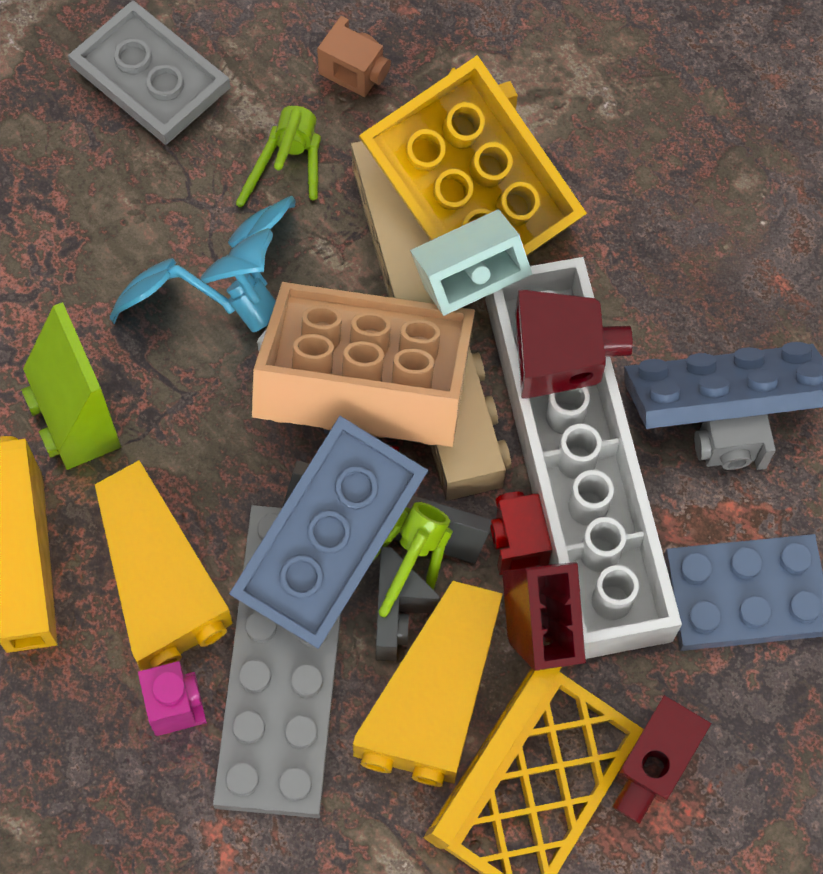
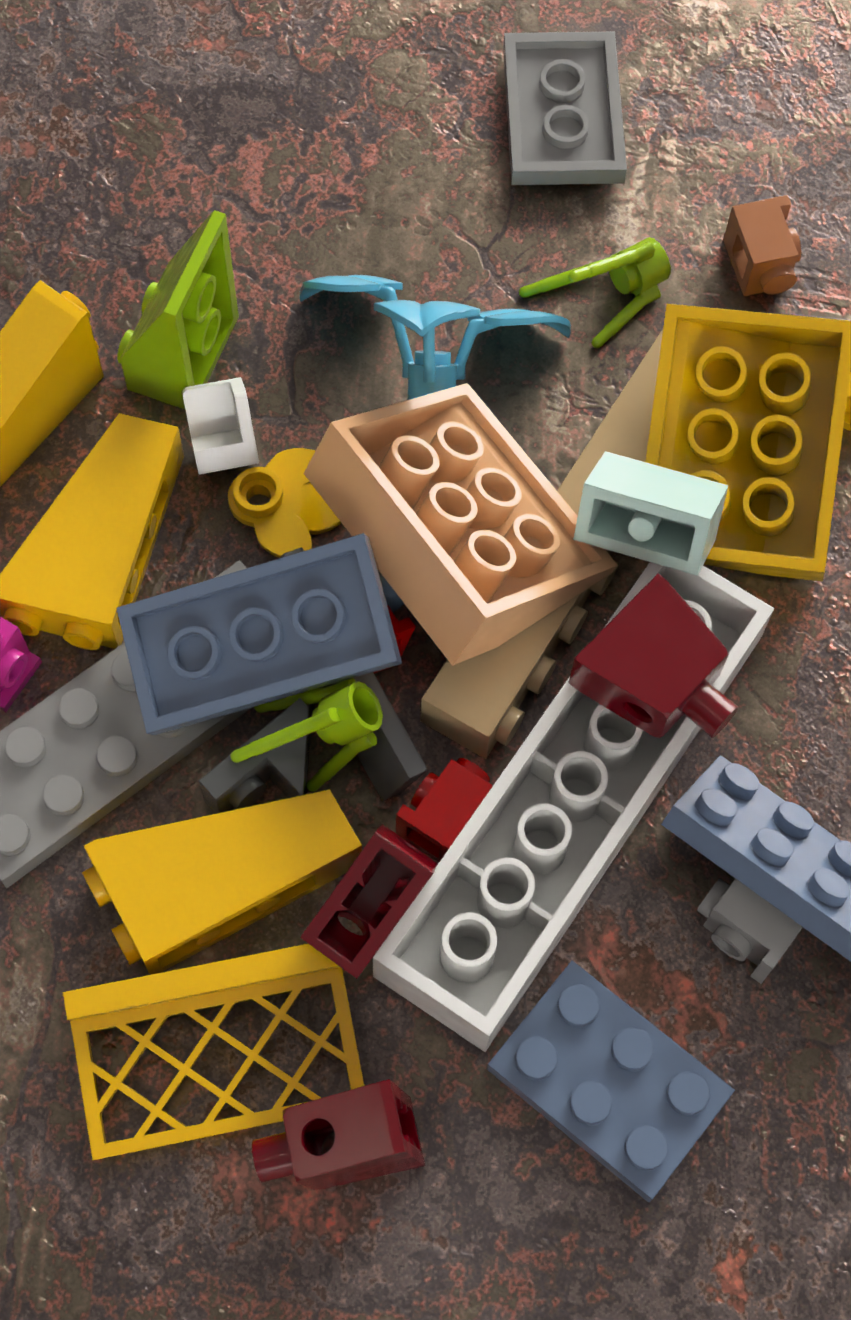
camera: 45 degrees right, 0 degrees up
(159, 437) = (220, 425): none -> white panel
(245, 443) = (293, 506): none -> yellow plate

